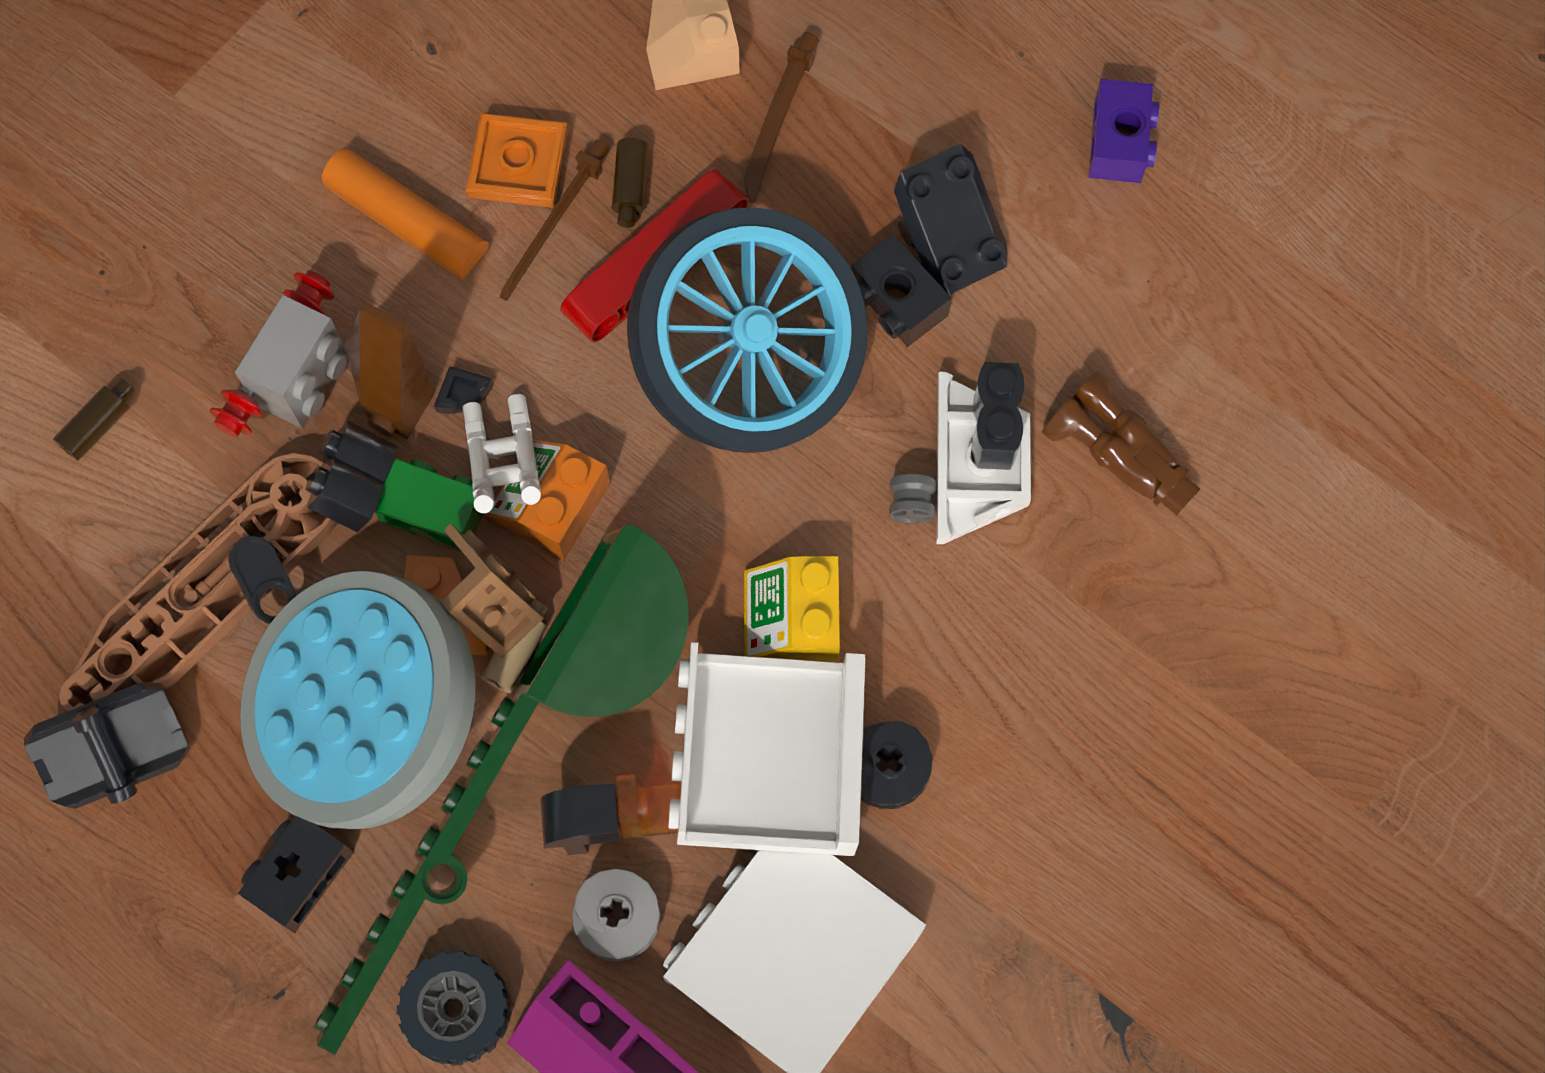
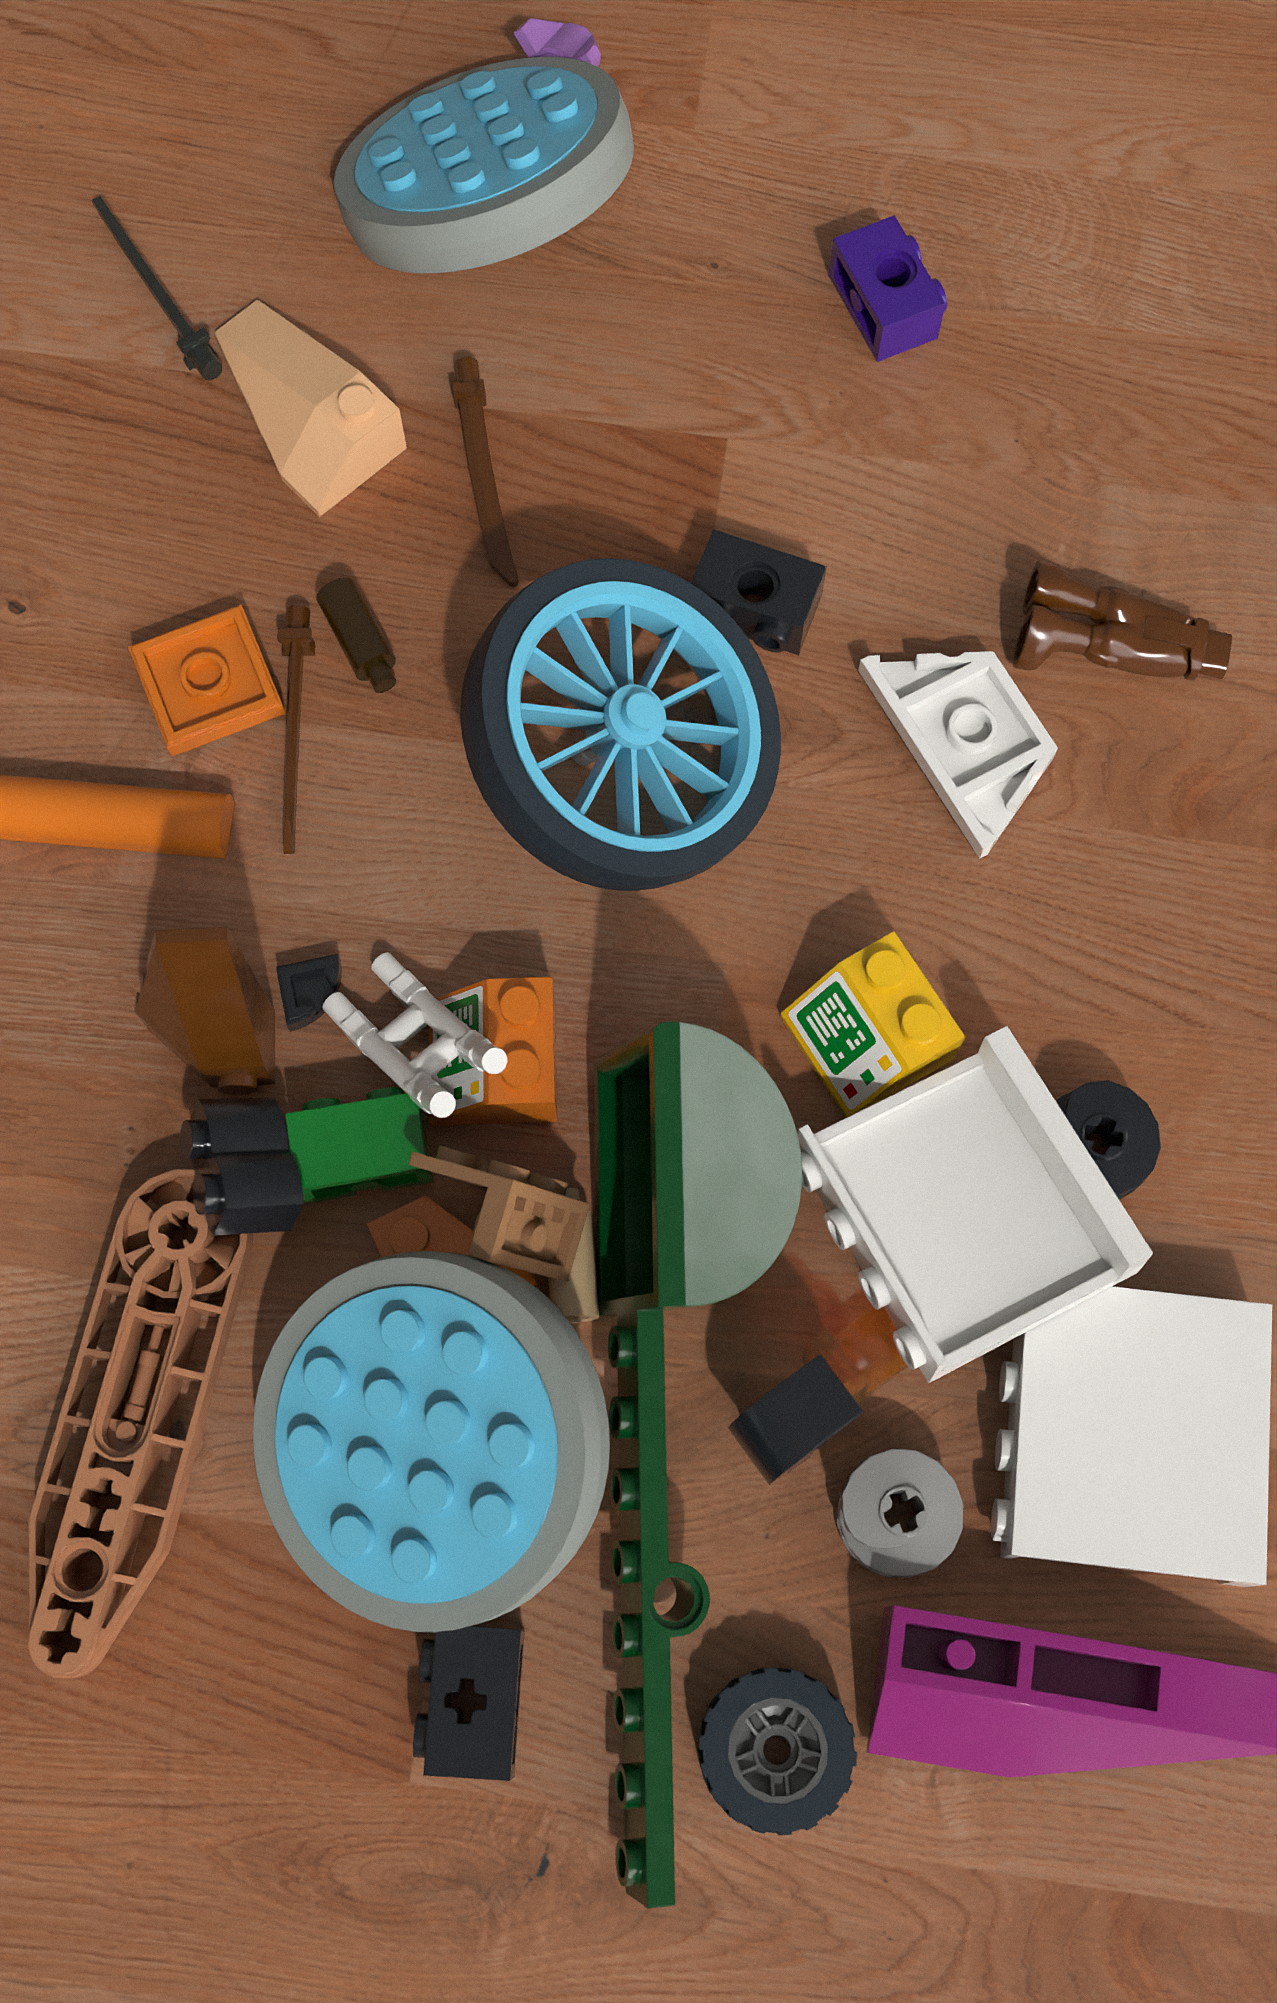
camera: 30 degrees left, 0 degrees up
(107, 746) = (133, 1688): black shield -> none
(256, 571) = (196, 1349): black piece -> none
(287, 362) = (75, 1070): light grey brick -> none
(605, 295) = (429, 737): red beam -> none
(912, 498) = (923, 820): dark grey wheel -> none
(950, 219) = (764, 478): black shield -> none
(997, 415) = (974, 674): black brick -> none

